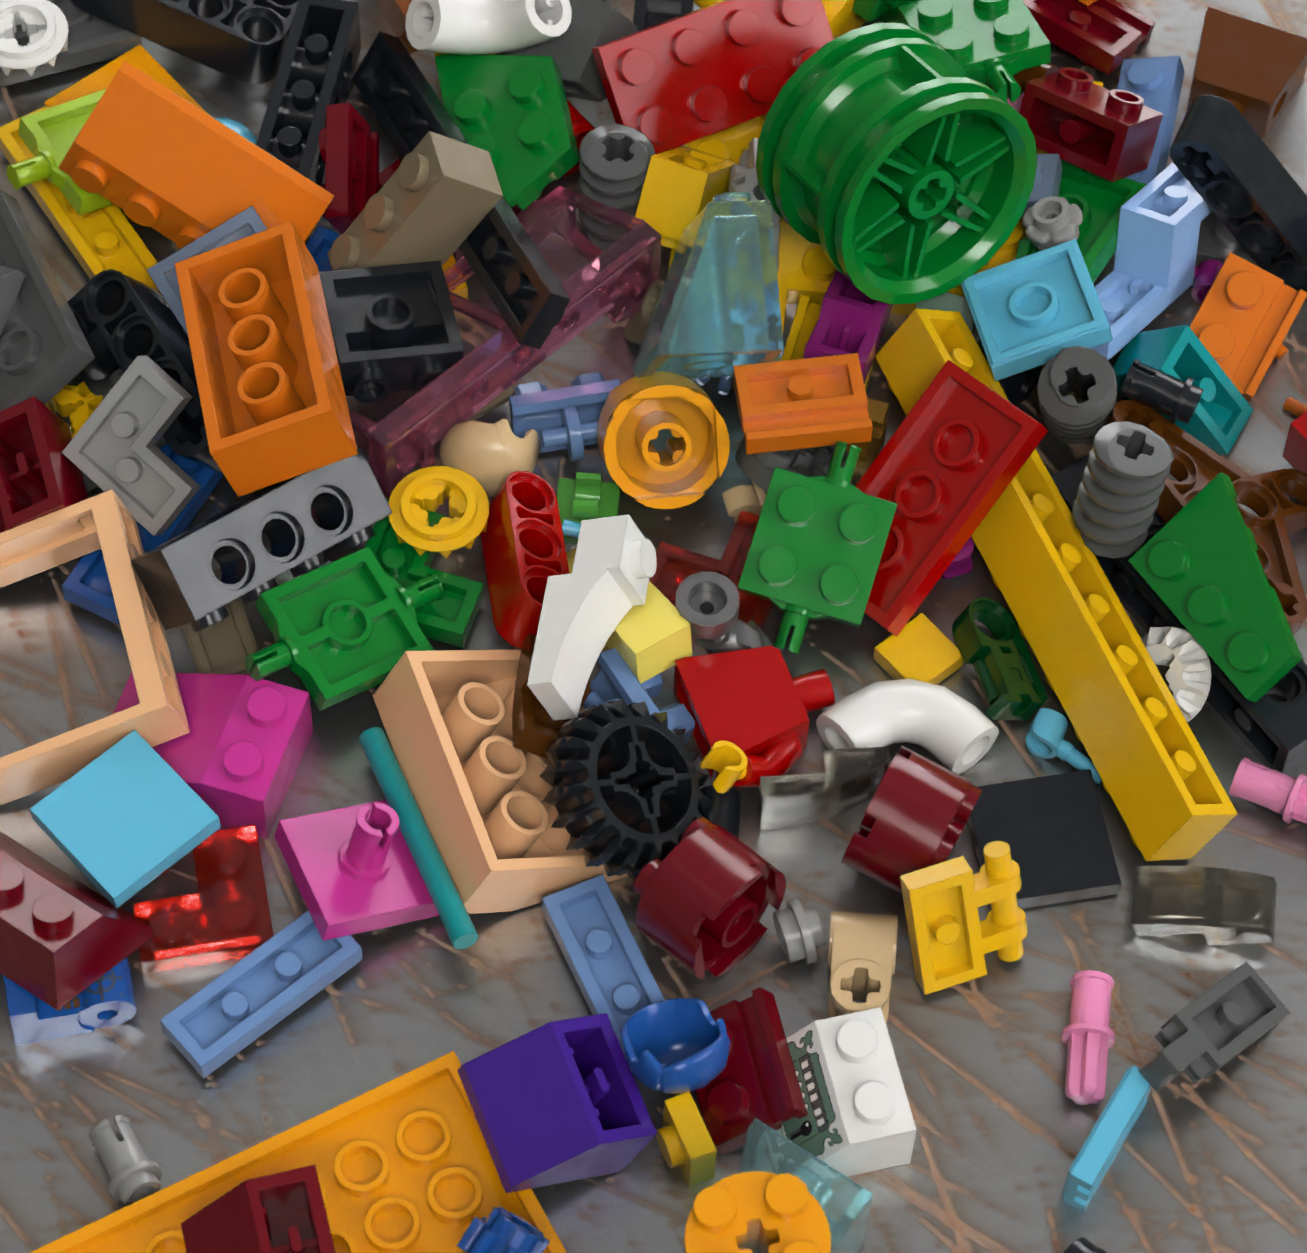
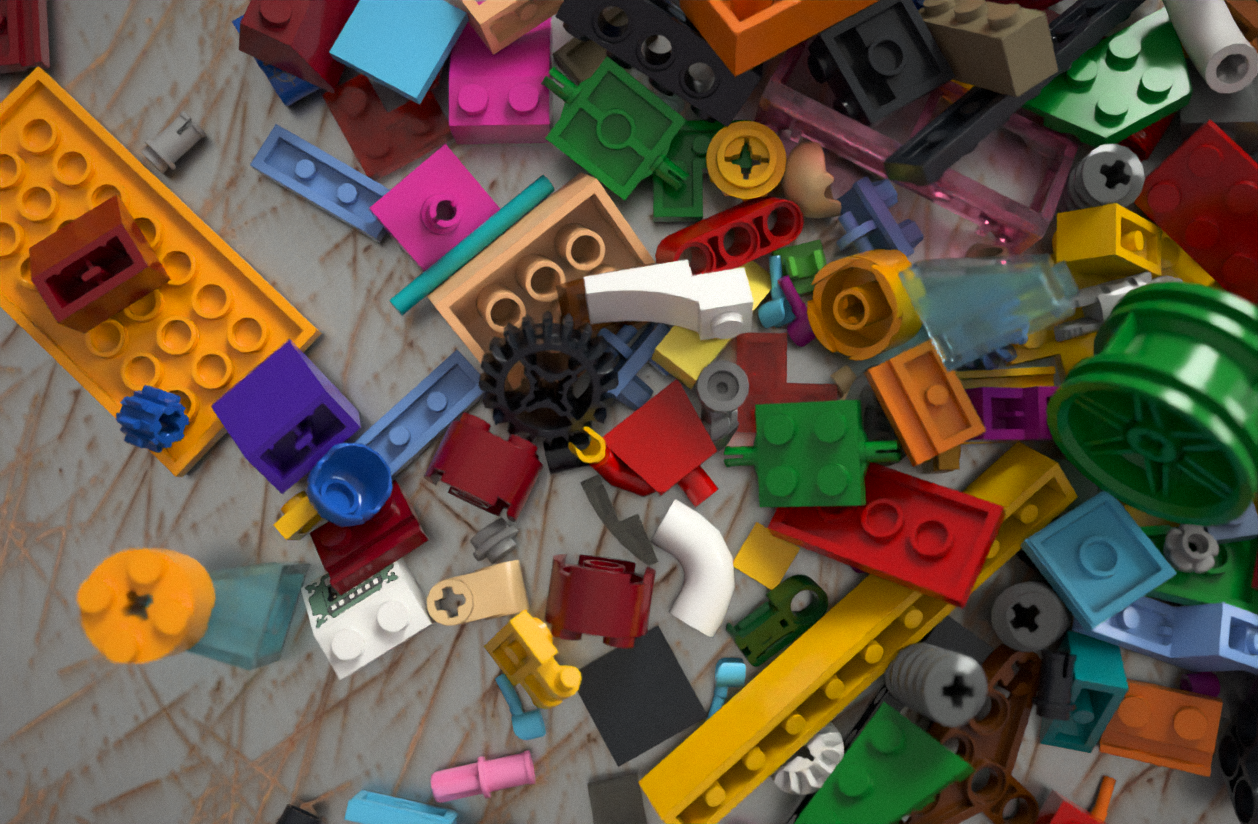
camera: 75 degrees right, 25 degrees up
(657, 524) = (799, 328): none -> magenta hand
(1037, 976) = (527, 724): none -> medium azure hand

